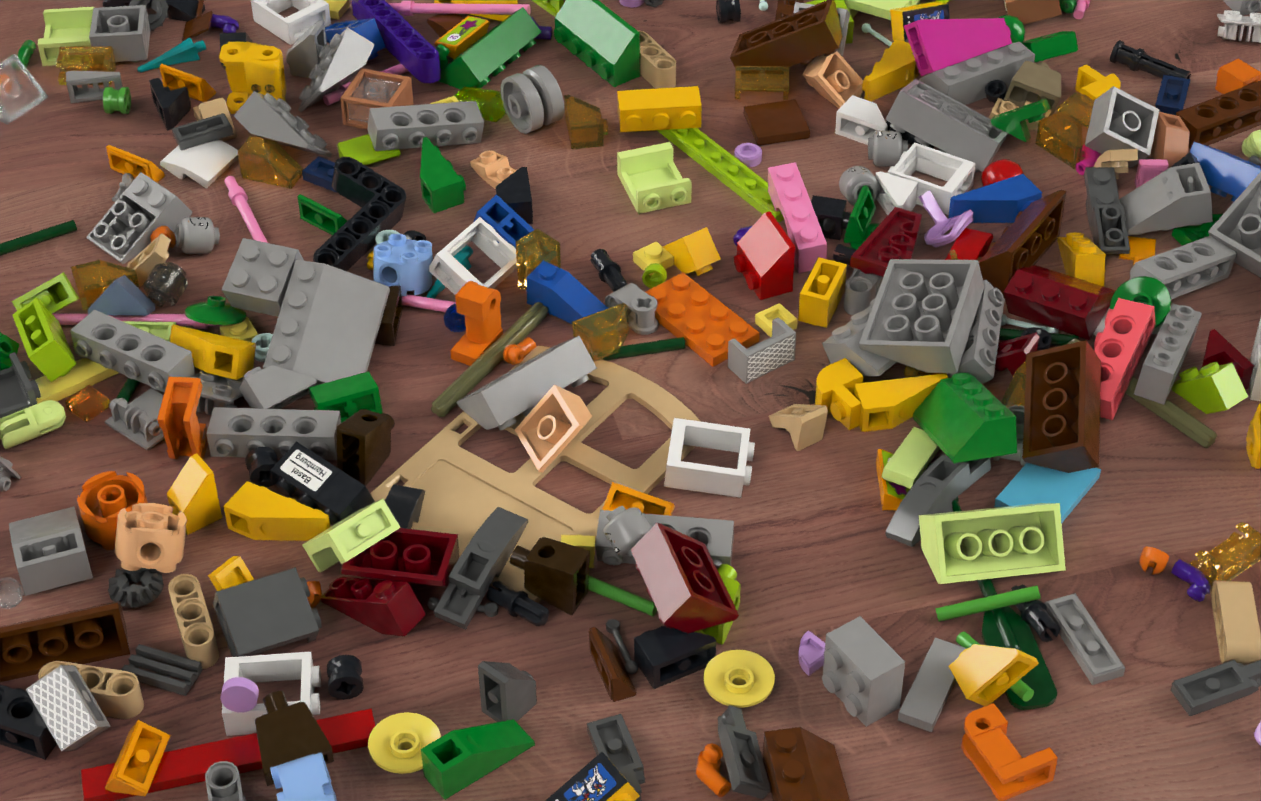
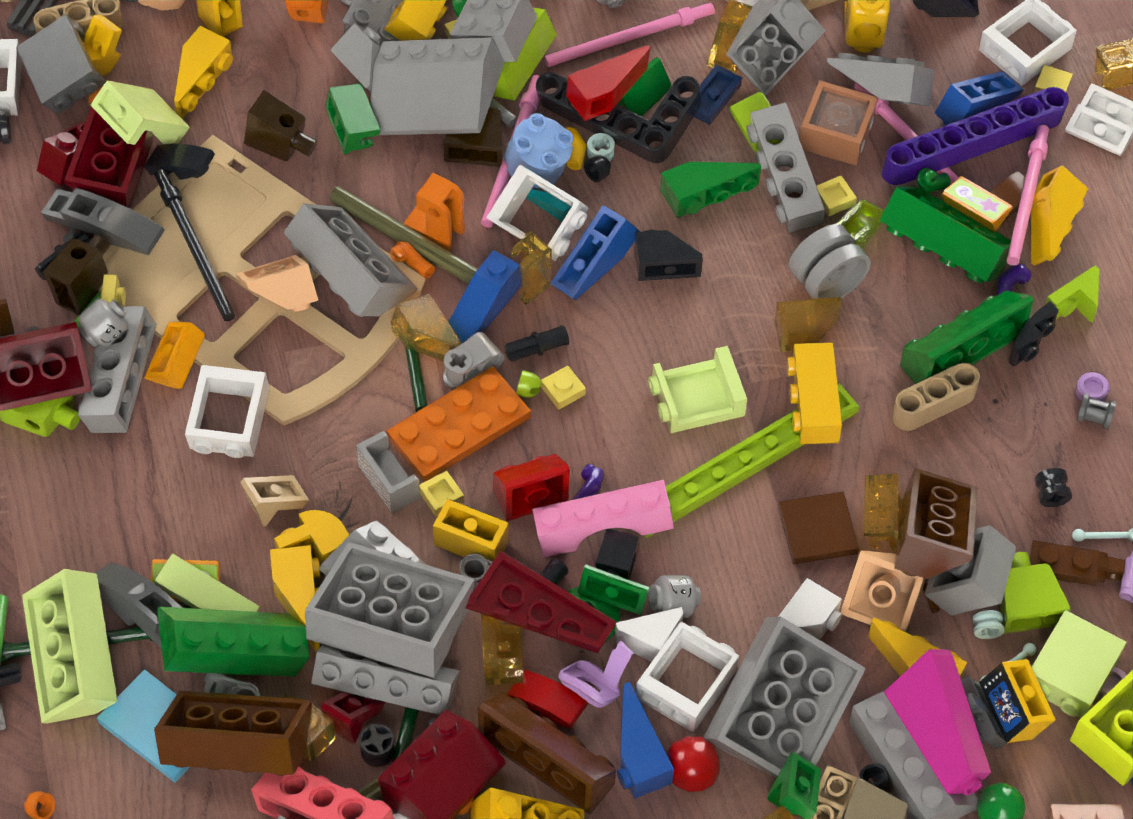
camera: 90 degrees right, 15 degrees up
(240, 430) = (307, 61): light grey brick -> none
(259, 464) = (263, 58): black wheel -> none
(306, 49) = (936, 55): light grey slope -> none
(320, 484) = (226, 101): black brick -> none
(341, 208) = (605, 84): none -> red slope
(446, 521) = (172, 199): none -> black bar
(451, 320) = (477, 208): clear blue plate -> none
(492, 167) = (725, 245): light nougat slope -> none
(694, 252) = (559, 417): yellow slope -> none
(748, 154) = (753, 493): lavender tile -> none
(853, 41) = (988, 624): none -> light aqua bush
(886, 148) = (743, 629): light grey head -> none

